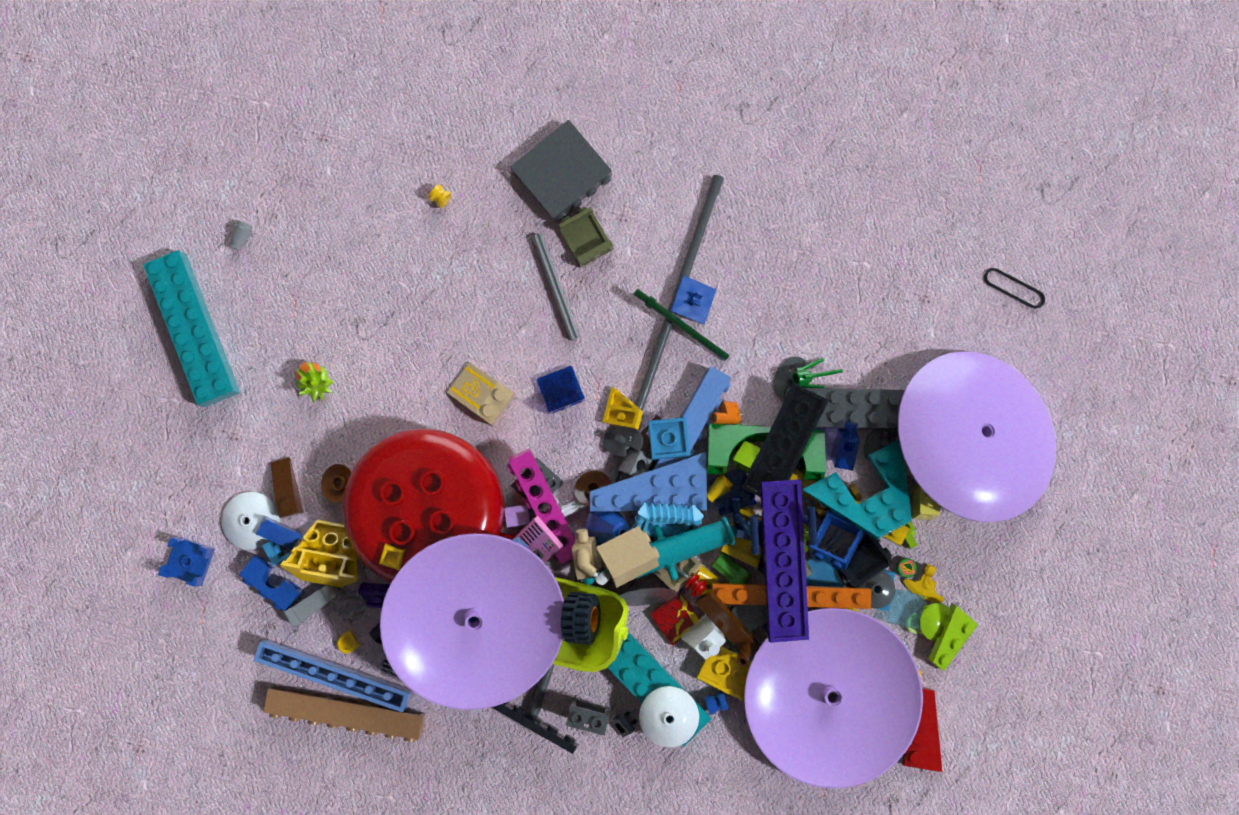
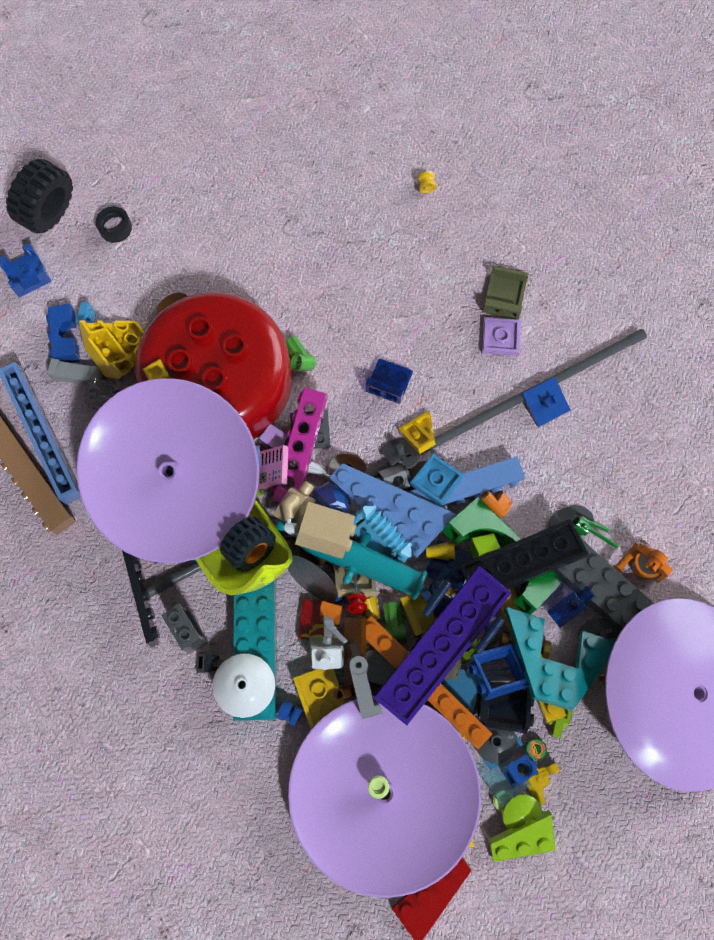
camera: 45 degrees right, 10 degrees down
(142, 493) = (39, 195): none -> black tyre
(191, 328) = (178, 129): teal brick -> none
(205, 452) = (111, 212): none -> black tyre
(240, 234) = (269, 99): light grey cone -> none
(250, 505) = (96, 291): white dish -> none
(278, 533) = (101, 304): blue panel -> none
(286, 489) = (134, 283): reddish brown slope -> none
(312, 380) = (223, 226): lime hair -> none
(348, 642) = (73, 422): yellow tile -> none
(478, 435) = (299, 358): none -> bright green piece
(481, 393) = (330, 336): tan slope -> none
(555, 286) = (452, 309): light grey axle -> none
(562, 171) = (530, 235): dark grey panel -> none
(613, 275) = (501, 336): none -> lavender tile
(650, 302) = (512, 374): dark green bar -> none
(684, 612) = (330, 616): none -> piece
(742, 633) = (358, 670): none -> light grey leg
(826, 697) = (378, 787): none -> yellowish green tile
(870, 362) = (645, 563): none -> orange piece
(908, 602) = (514, 777): none -> blue brick
(923, 505) = (594, 709): light yellow torso -> none

